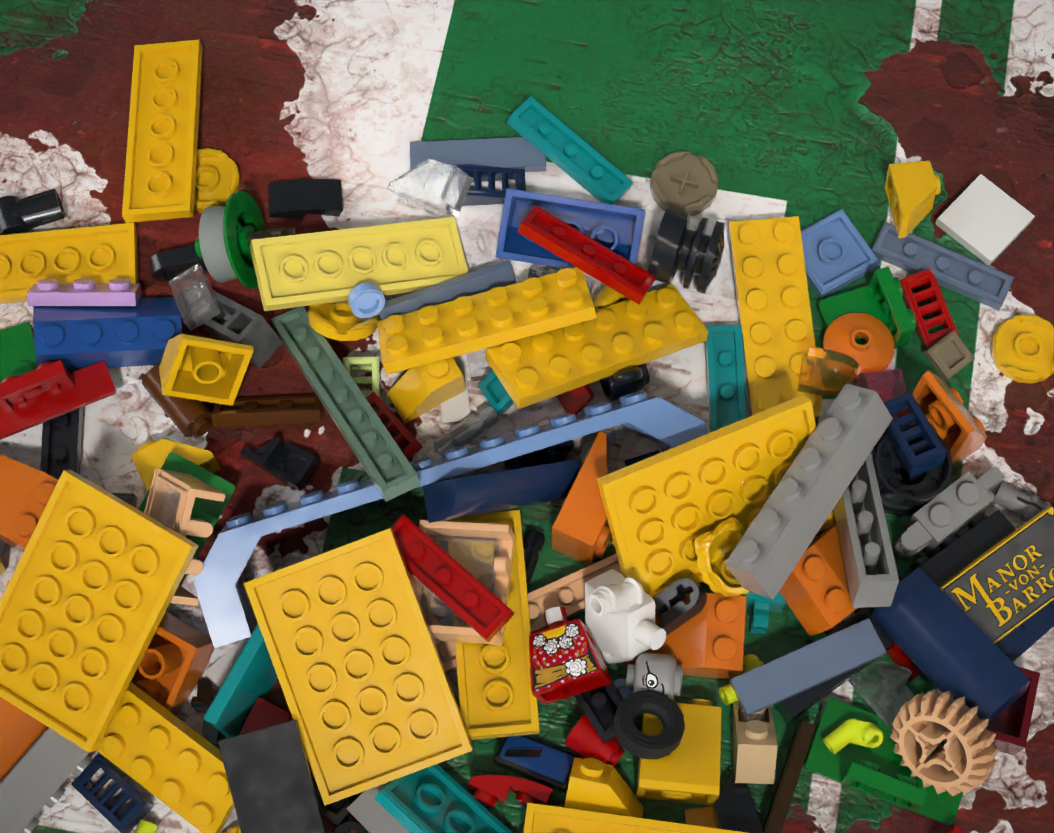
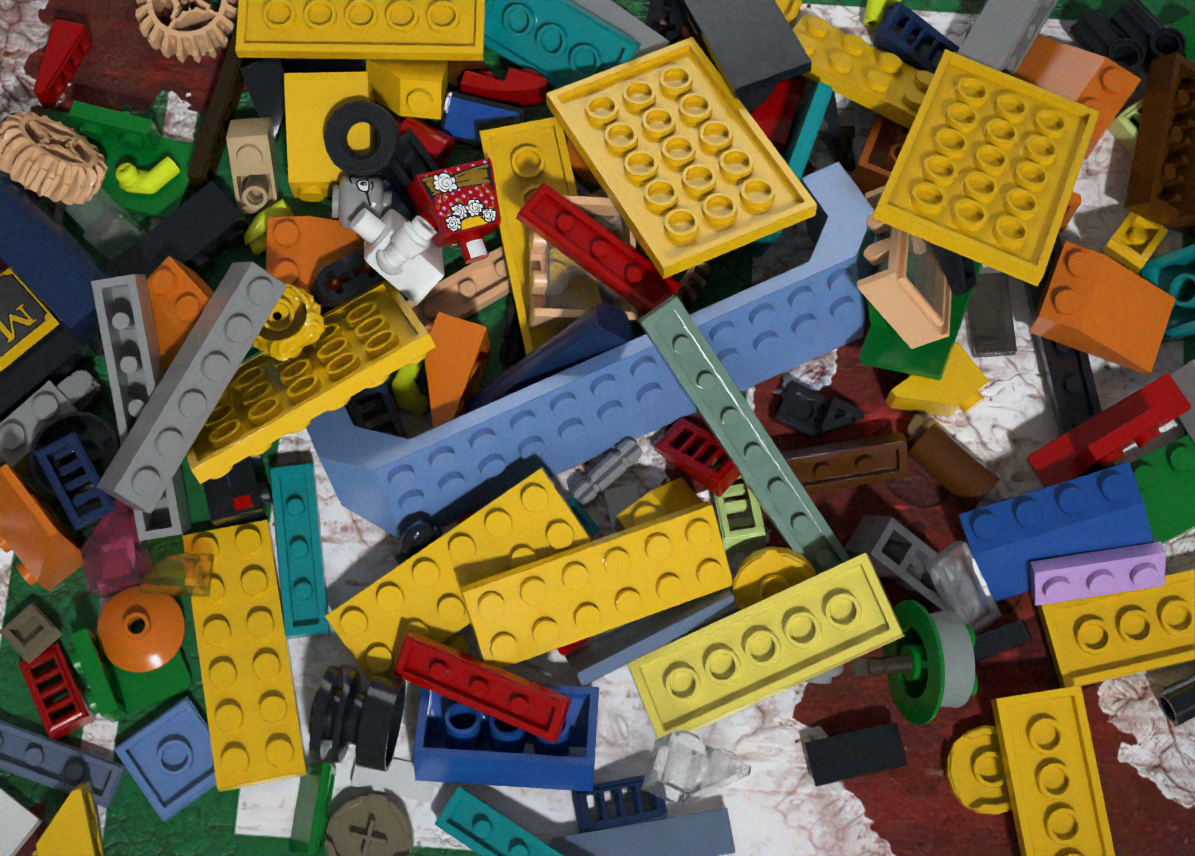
camera: 170 degrees right, 5 degrees up
(203, 368) = (927, 485): yellow slope -> none
(366, 300) = (748, 596): light blue tile -> none
(727, 199) = (312, 809): none -> green slope
(807, 667) = (197, 225): sand blue tile -> none

